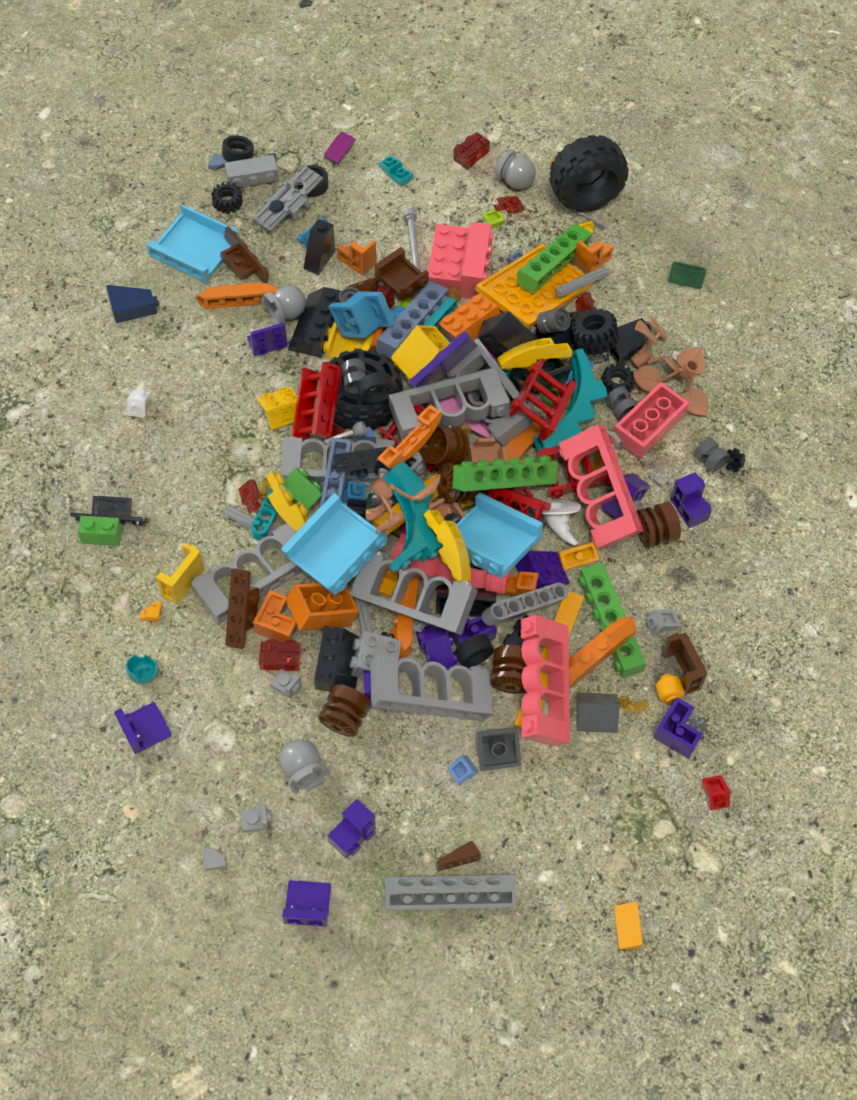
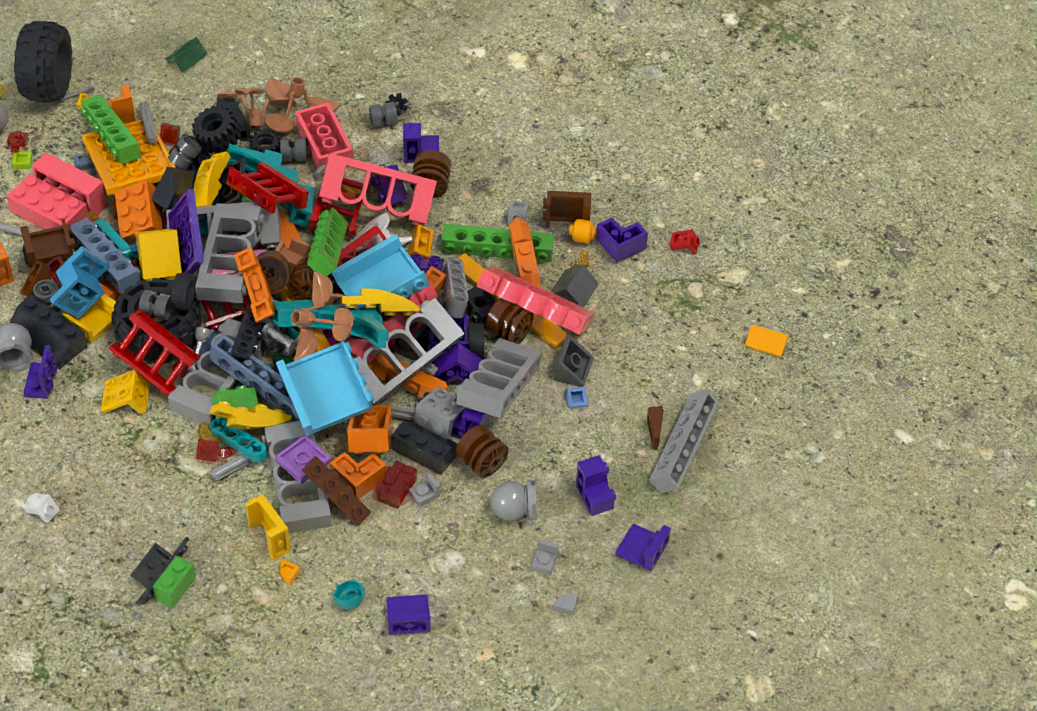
camera: 65 degrees left, 10 degrees down
(265, 567) = (298, 455): none -> medium lavender tile

